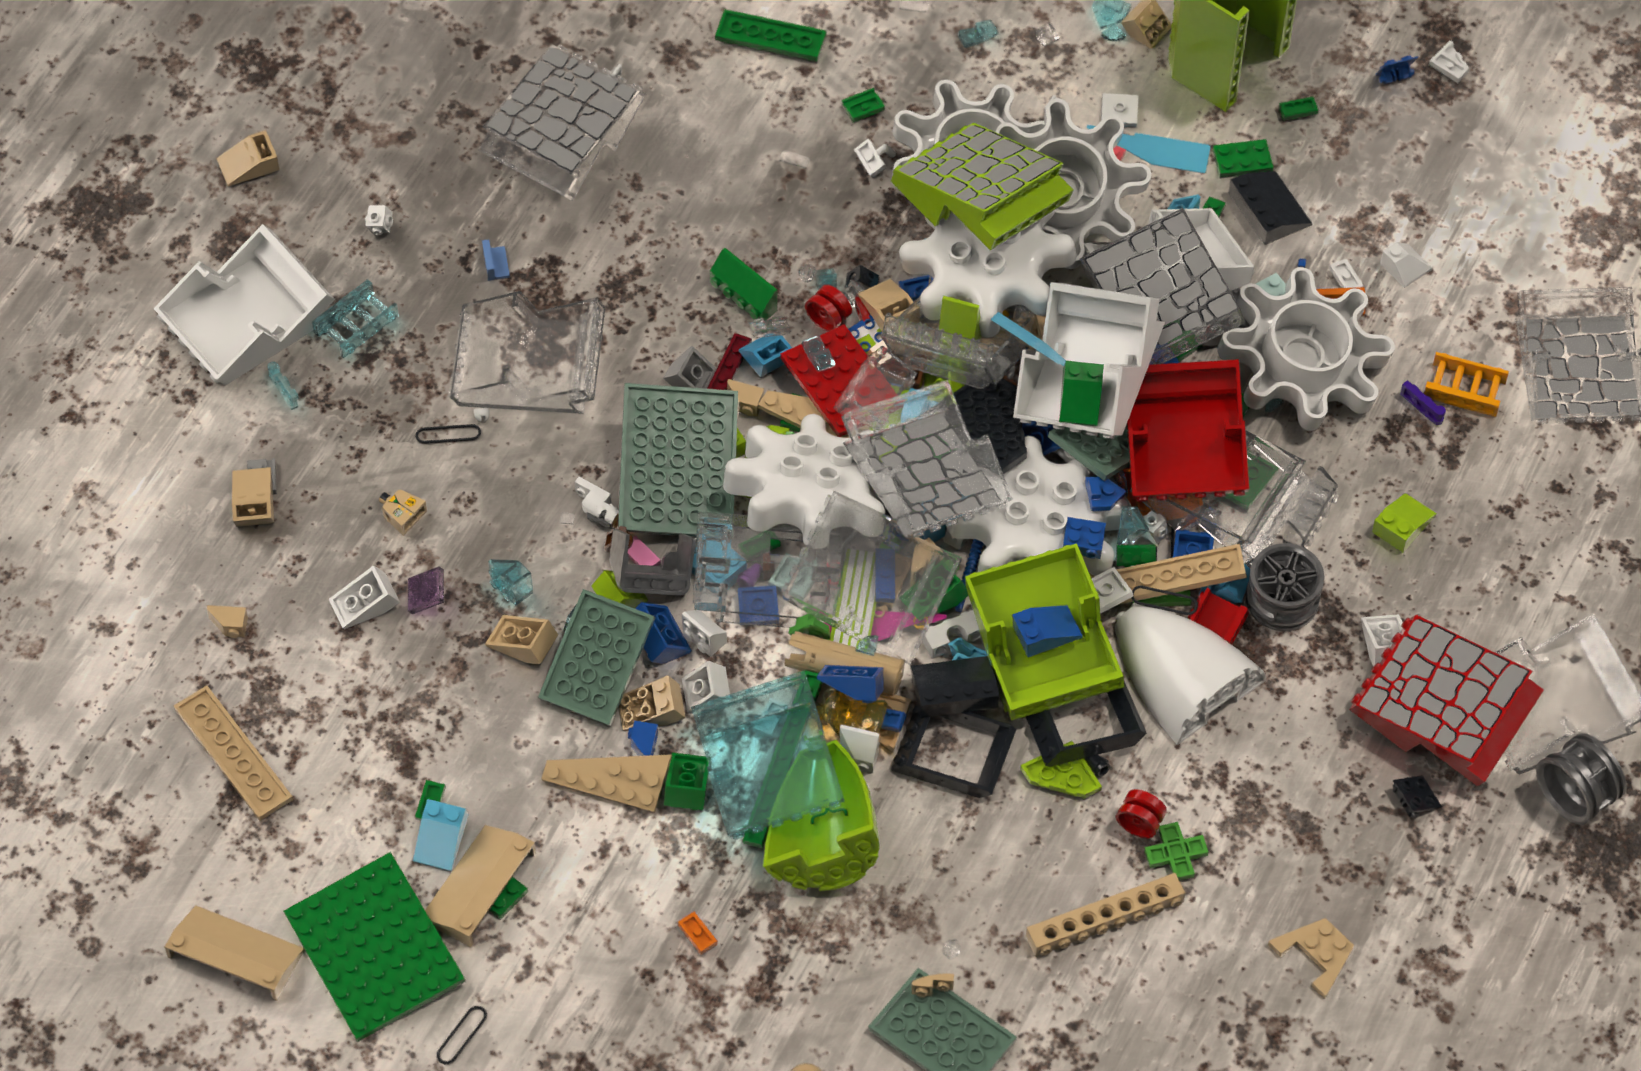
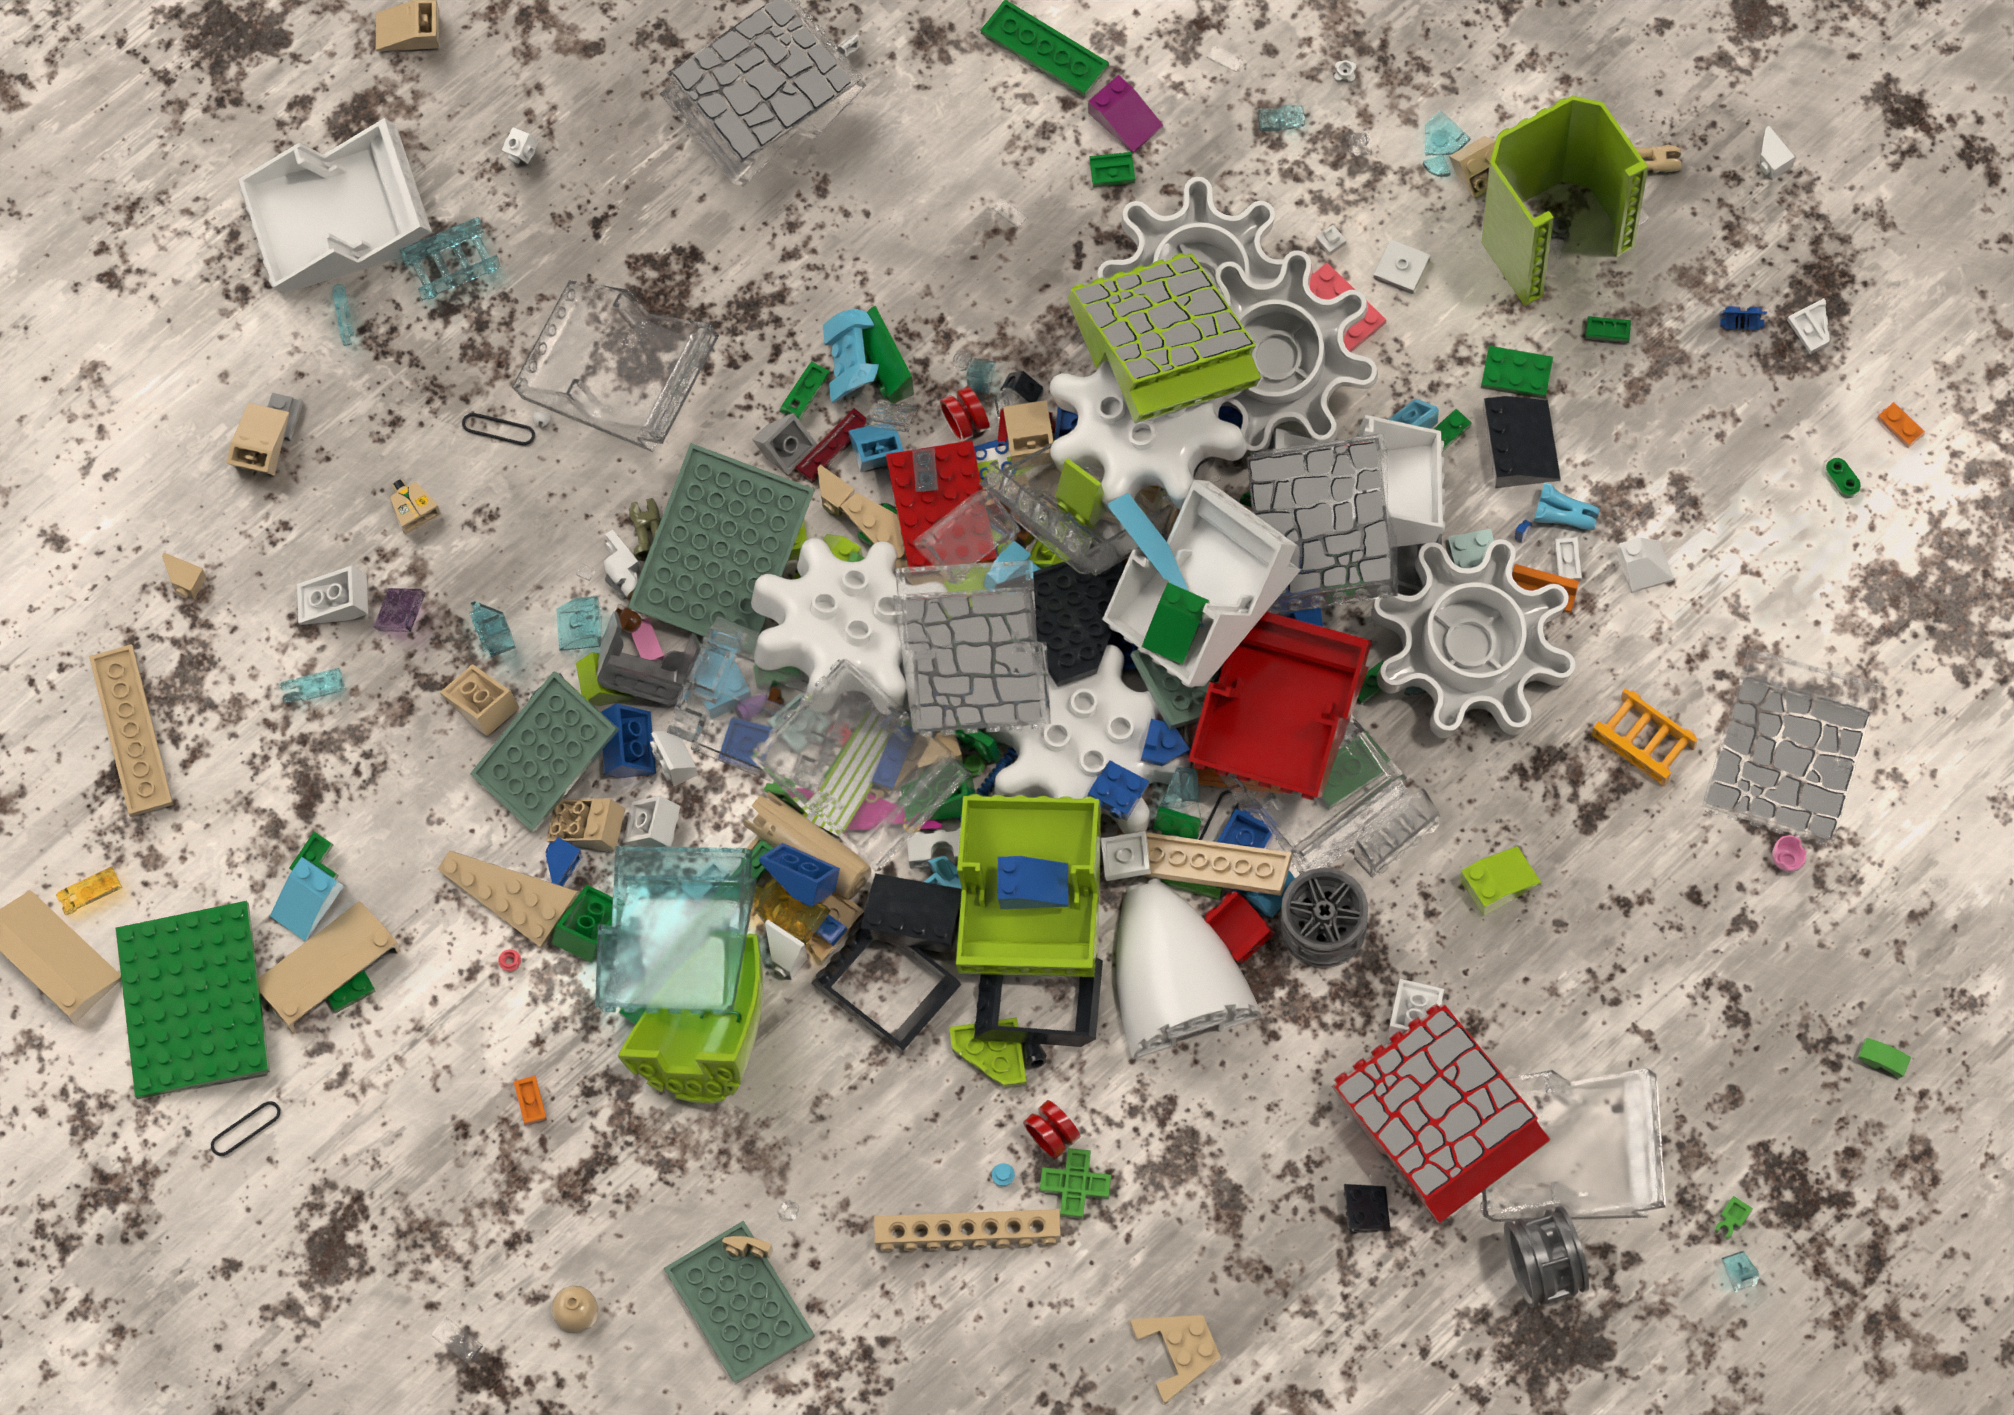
camera: 25 degrees right, 10 degrees up
(248, 888) = (89, 890): none -> clear yellow plate
(375, 671) = (313, 685): none -> clear light blue hinge
(495, 261) = (628, 236): medium blue panel -> none
(581, 556) = (580, 624): none -> clear light blue slope
(600, 465) = (643, 522): none -> olive piece
(632, 825) = (507, 954): none -> coral plate
(689, 329) = (805, 390): none -> green plate
(714, 290) = (846, 338): none -> medium azure piece
(854, 63) = (1124, 114): none -> magenta slope
(868, 645) = (834, 837): clear light blue tile -> none
(871, 156) = (1093, 239): white plate -> none
(952, 539) = (981, 743): none -> green plate
(1114, 864) = (1003, 1174): none -> medium azure plate
(1157, 525) = (1213, 796): white brick -> none
(1163, 608) = (1178, 896): black piece -> none
(1166, 151) = (1429, 331): medium azure sticker -> none
(1321, 243) = (1561, 509): none -> medium azure piece
(1423, 403) = (1585, 744): dark purple plate -> none
(1523, 160) = (1841, 477): none -> green plate
(1549, 111) = (1901, 425): none -> orange plate
(1615, 433) = (1789, 854): none -> bright pink hair

